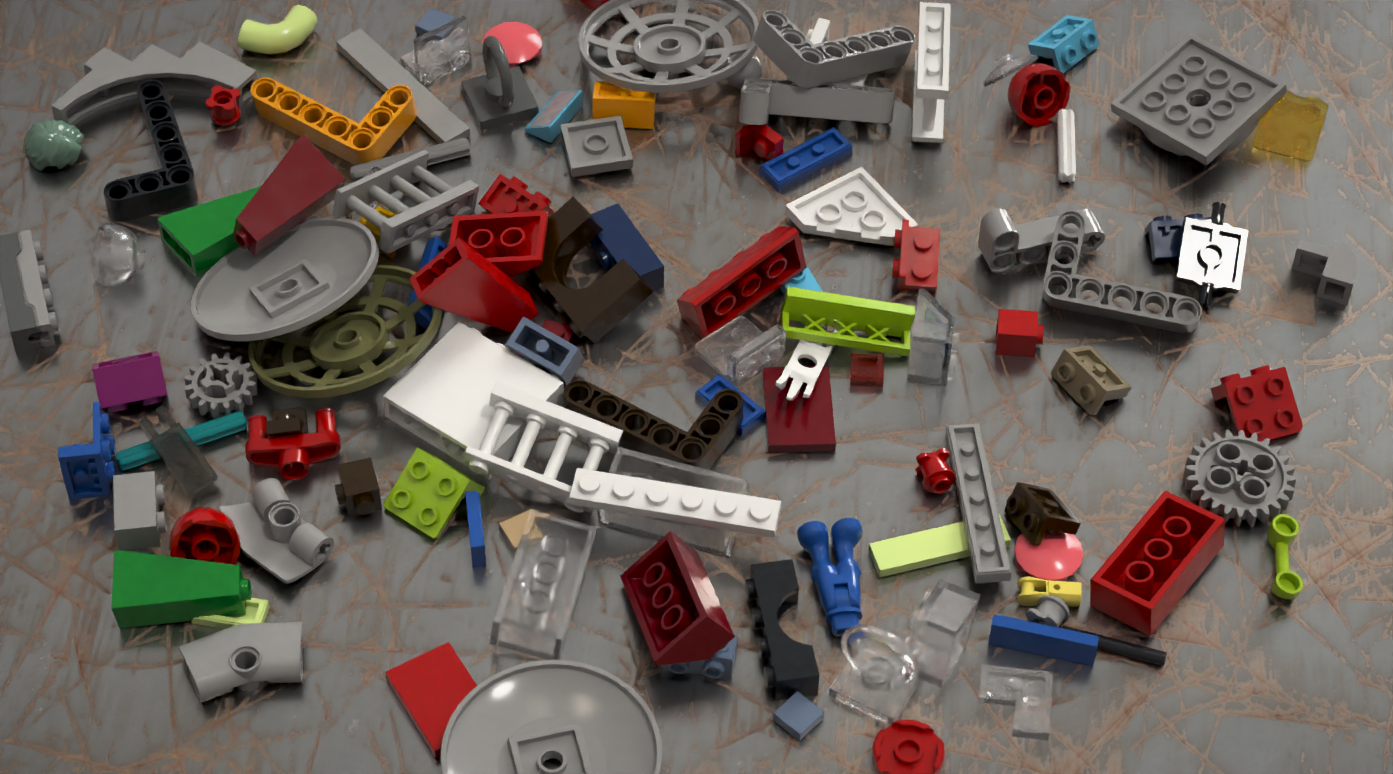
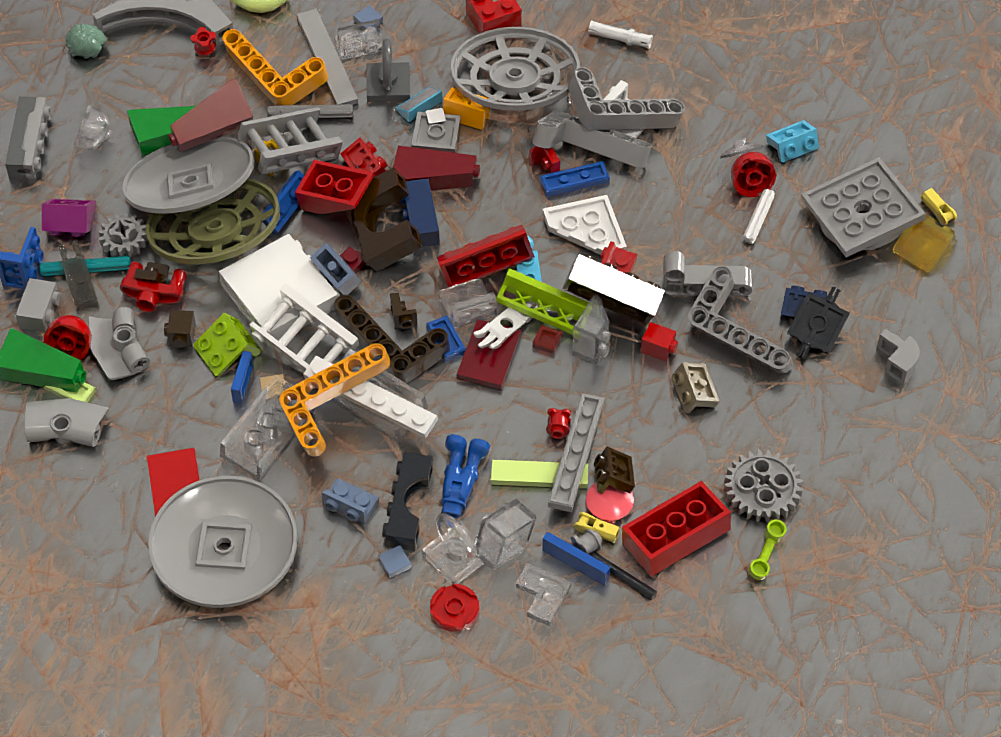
camera: 20 degrees right, 5 degrees up
(160, 189) = (153, 86): black beam -> none
(473, 288) = (303, 214): red slope -> none
(518, 40) = (413, 45): coral dish -> none
(587, 123) = (435, 115): none -> white sticker
(619, 508) = (329, 391): none -> light orange beam
(634, 186) = (442, 168): none -> dark red slope
(656, 390) = (401, 317): none -> dark brown bracket
(676, 604) = (345, 465): dark red slope -> none
(931, 72) = (680, 139): white fence -> none
(955, 278) = (616, 289): none -> brick
(1261, 403) = (803, 438): red bracket -> none
(1295, 81) = (938, 206): none -> light yellow bar

